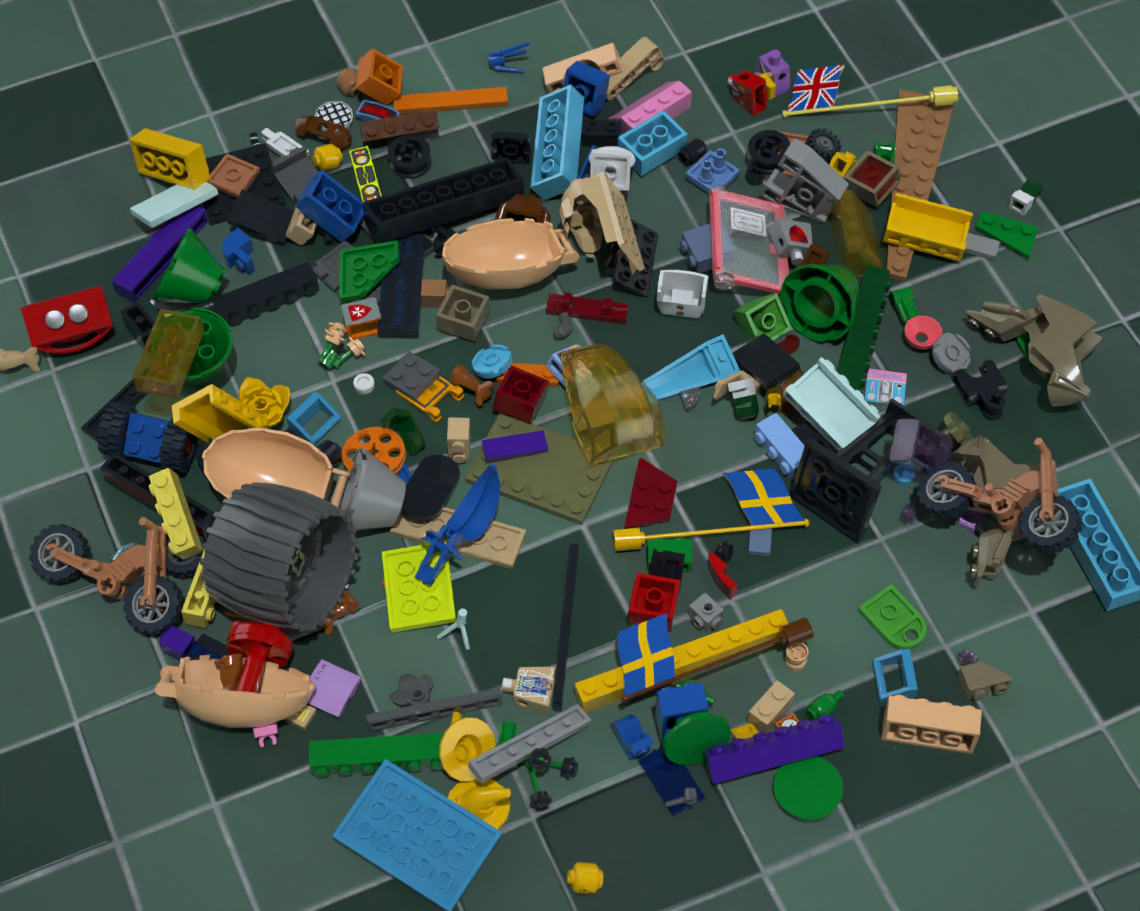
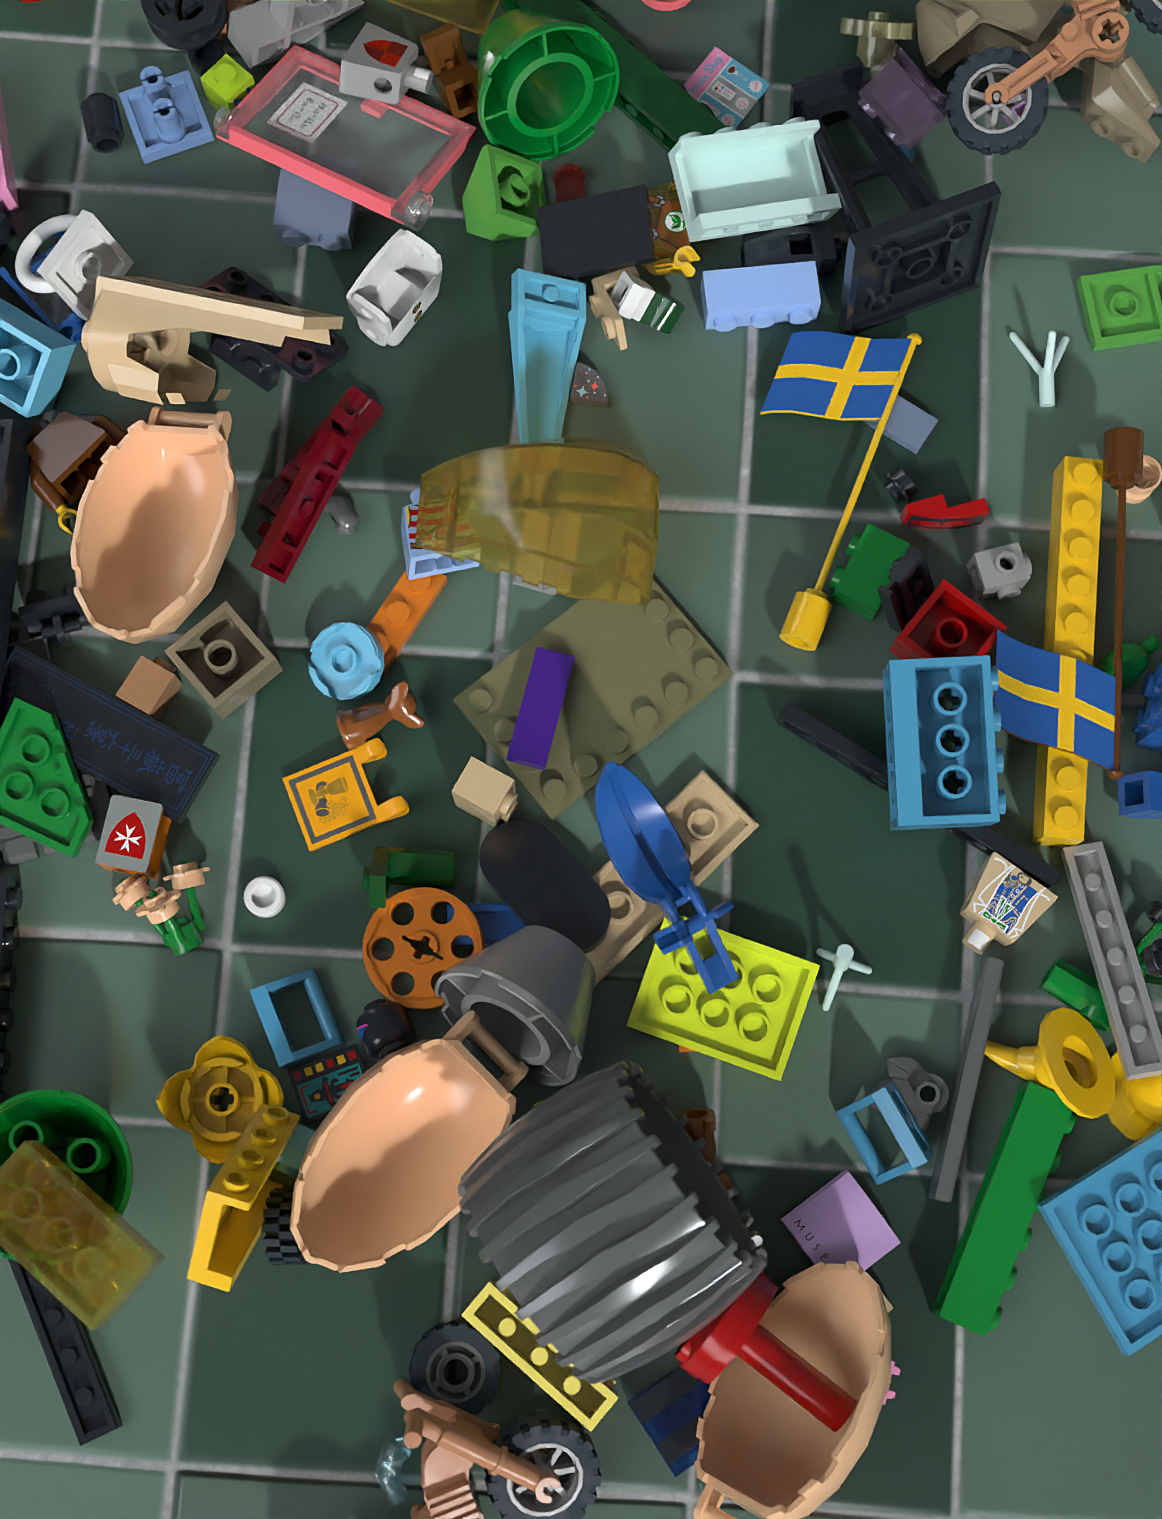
camera: 65 degrees left, 20 degrees up
(136, 483) = (314, 1367): black brick -> none
(146, 438) = (161, 1368): black plate -> none
(175, 513) = (396, 1361): light yellow brick -> none
(176, 643) = (629, 1459): dark purple brick -> none
(230, 670) = (752, 1395): dark orange animal -> none
(392, 689) = (901, 1124): none -> dark azure tile
(412, 376) = (298, 809): dark grey plate -> none
(520, 394) = (447, 648): dark red brick -> none
(554, 308) = (302, 505): none -> dark red hinge
(589, 605) = (914, 750): none -> dark azure brick
(650, 496) = (738, 544): dark red wing -> none
(653, 142) = (47, 167): medium azure brick -> none
(742, 184) = (226, 83): none -> lime brick
(828, 590) = (1045, 373): none -> light aqua plant
(908, 513) = (969, 180): clear purple plate -> none

